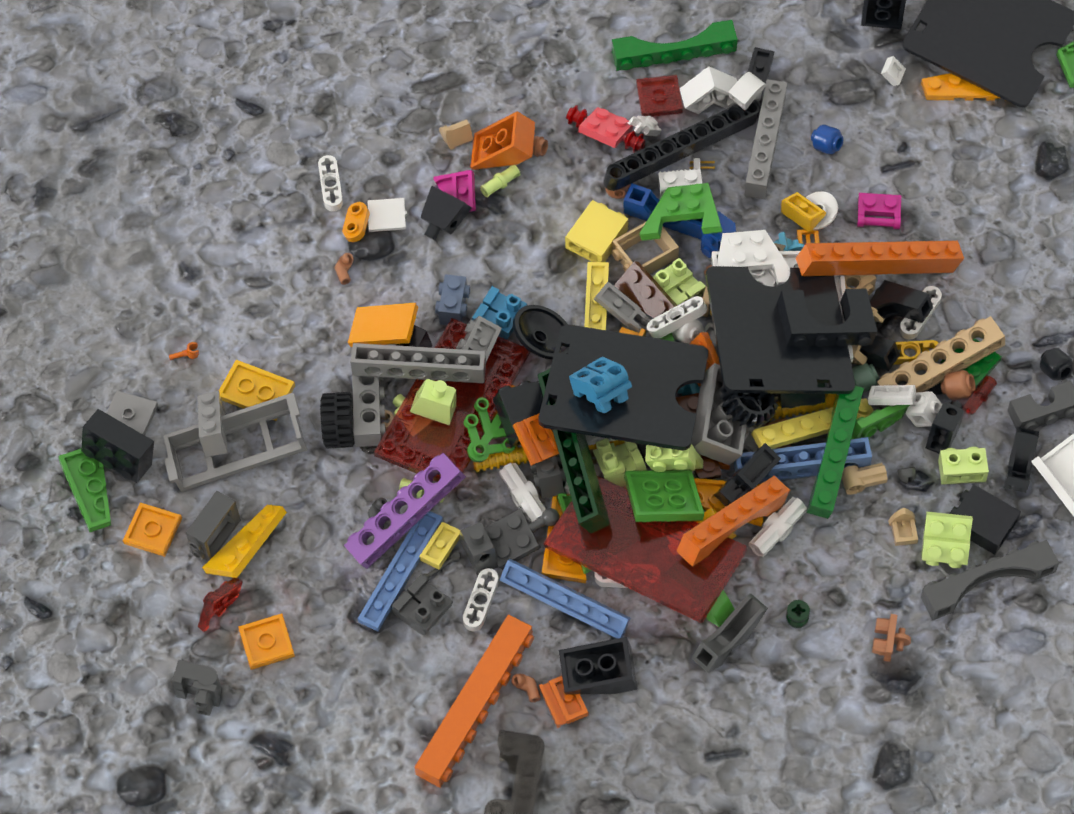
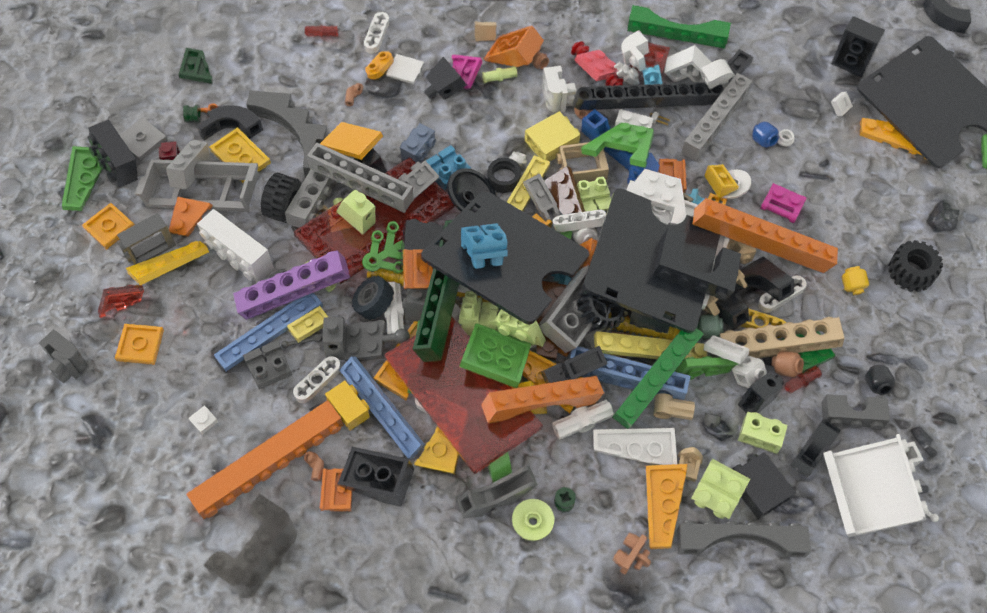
camera: 20 degrees right, 0 degrees up
(141, 307) = (195, 66): none -> dark green wing
(172, 364) = (192, 113): none -> dark green wheel
(176, 419) = (168, 150): none -> dark red window
(221, 350) = (230, 117): none -> black arch
(240, 480) = (187, 215): none -> orange wing
(265, 205) = (321, 30): none -> clear red axle
(272, 319) = (282, 110): none -> dark grey arch
(316, 494) = (235, 246): none -> white brick
(383, 690) = (203, 420): none -> white plate
(496, 489) = (372, 297): none -> black wheel
(531, 610) = (348, 405): none -> yellow brick
(565, 282) = (504, 163): none -> black tyre
(571, 272) = (518, 157): none -> white plate
(574, 178) = (556, 91): none -> white hips
(639, 95) = (633, 50): none -> white brick
(649, 620) = (438, 454): none -> yellow wing
(674, 119) = (652, 75): none -> medium azure hips
(747, 219) = (675, 169): none -> orange plate
(776, 636) = (535, 510): none -> yellowish green dish
(848, 528) = (646, 445): none -> white wing
(850, 130) = (786, 137): none -> white plate
(894, 569) = (664, 497): none -> light orange wing
(989, 268) = (855, 280): none -> yellow head
(1043, 242) = (921, 255): none -> black tyre

